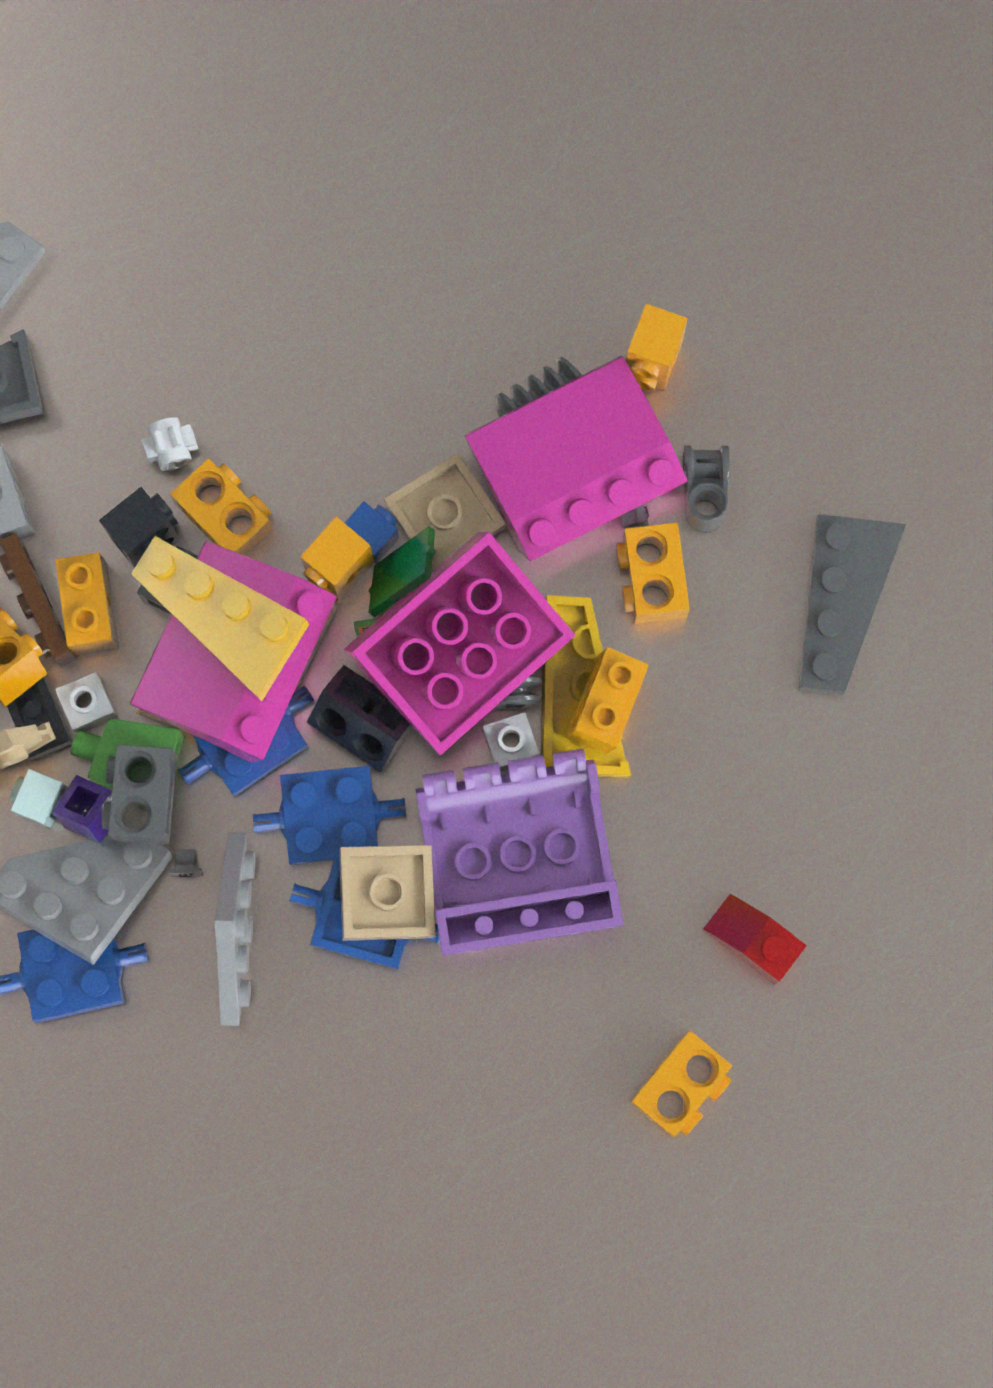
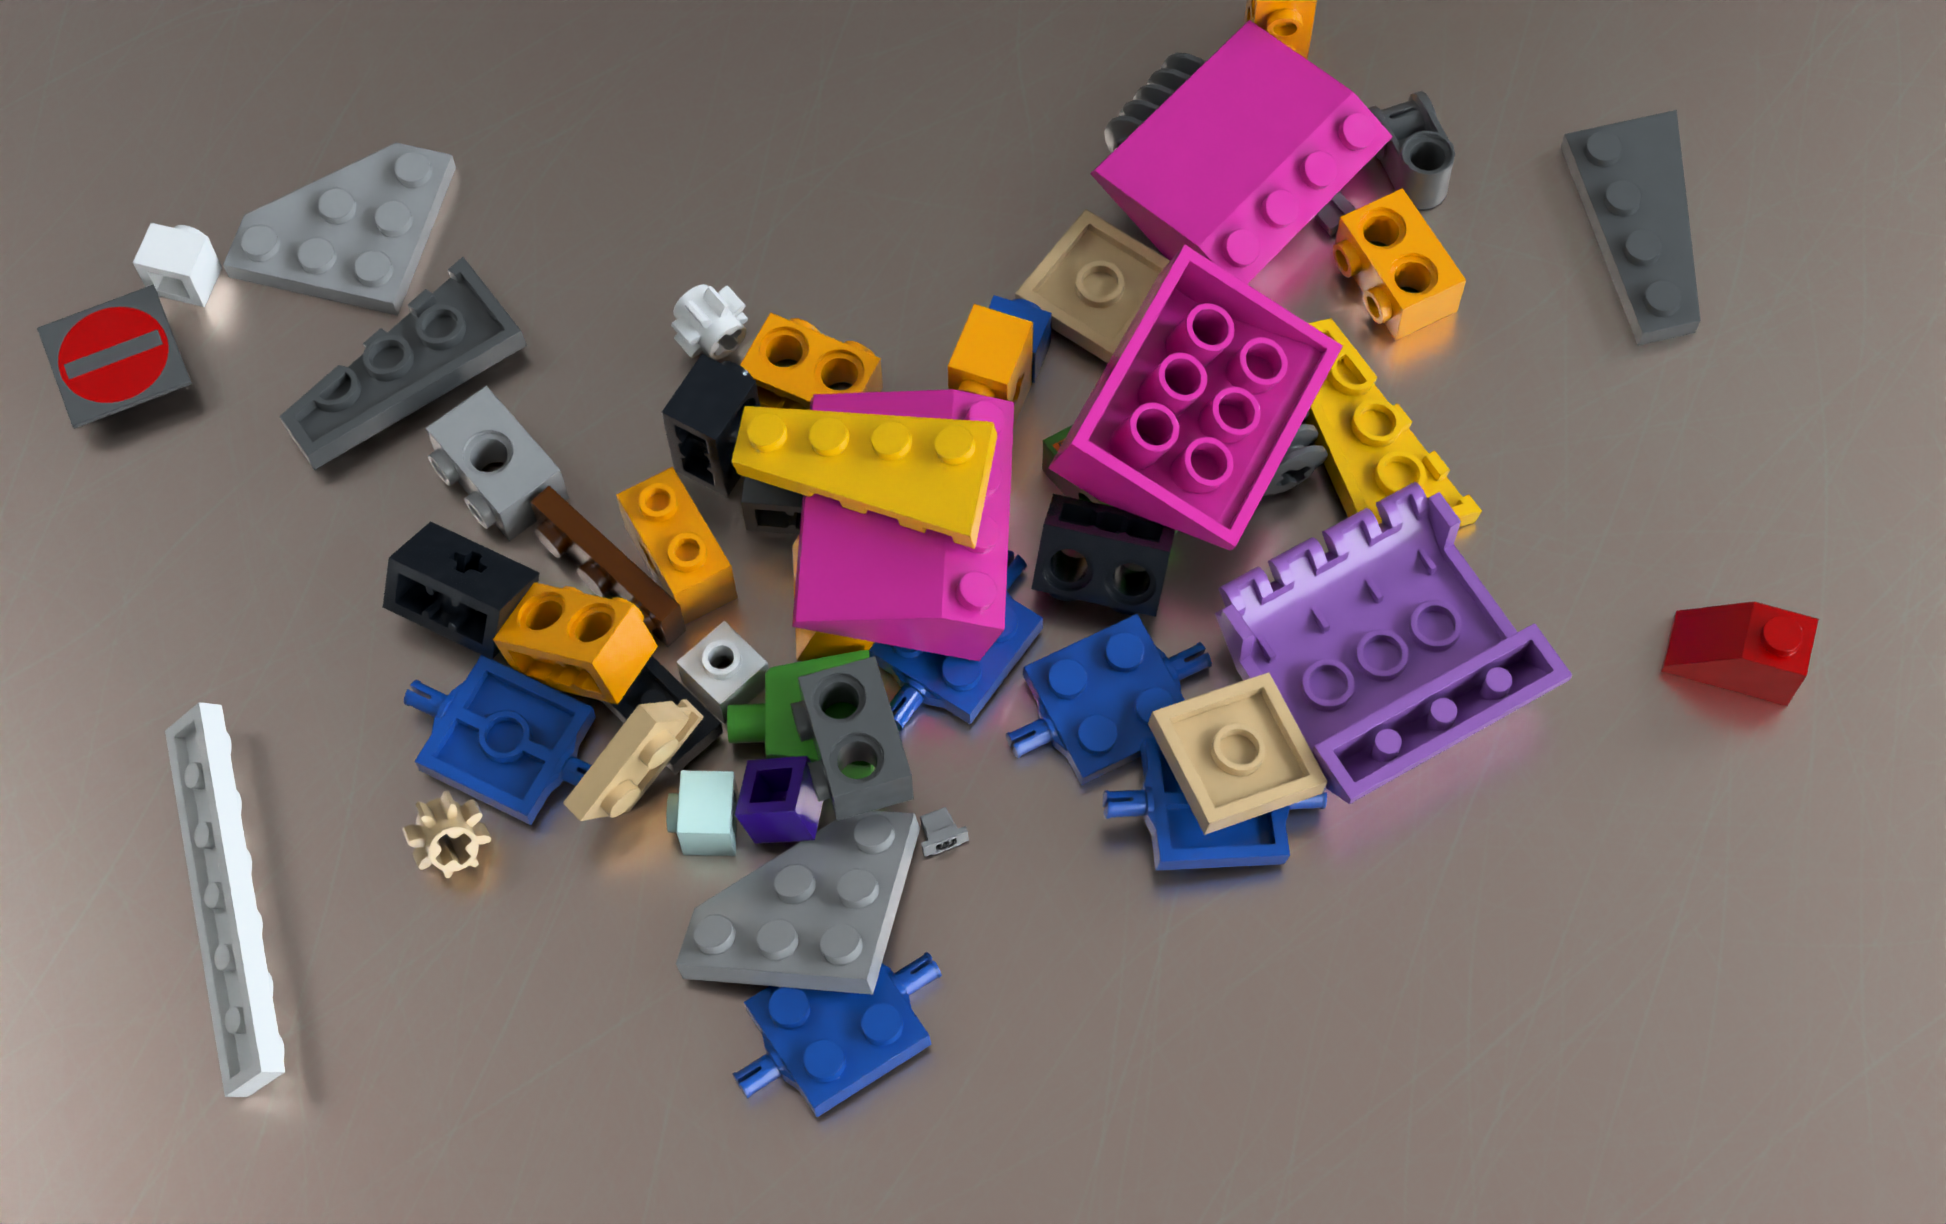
camera: 20 degrees left, 15 degrees down
(234, 928) = (1060, 901): light grey plate -> none
(402, 571) = (1080, 359): green piece -> none
(499, 752) = (1286, 521): white plate -> none
(607, 701) = (1415, 418): light orange brick -> none
(673, 1077) = (1725, 861): light orange brick -> none

